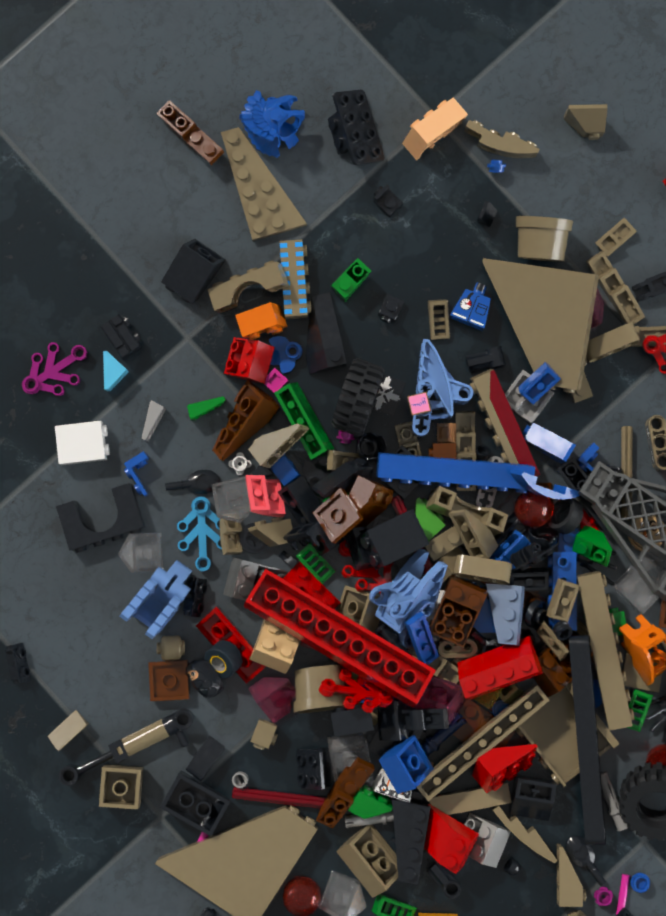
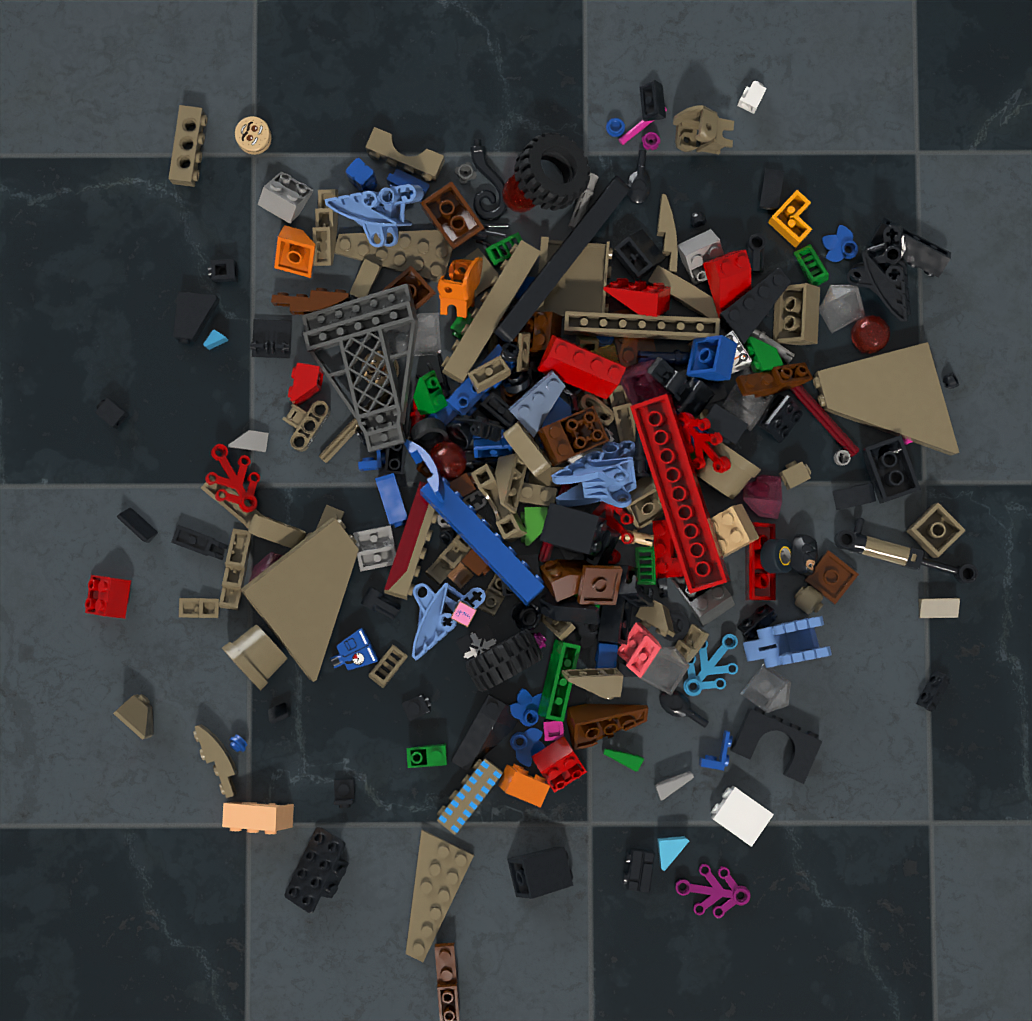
camera: 140 degrees left, 0 degrees up
(226, 295) = (532, 829): dark tan arch -> none
(239, 458) = (640, 692): white plate -> none
(267, 122) = (380, 937): blue piece -> none
(312, 380) = (525, 705): none -> blue plate
(338, 581) = (640, 538): none -> tan pin
(422, 638) = (618, 438): blue plate -> none
(505, 500) = (464, 485): none -> reddish brown brick
(539, 383) = (358, 549): blue slope -> none
(569, 888) = (669, 170): dark tan slope -> none

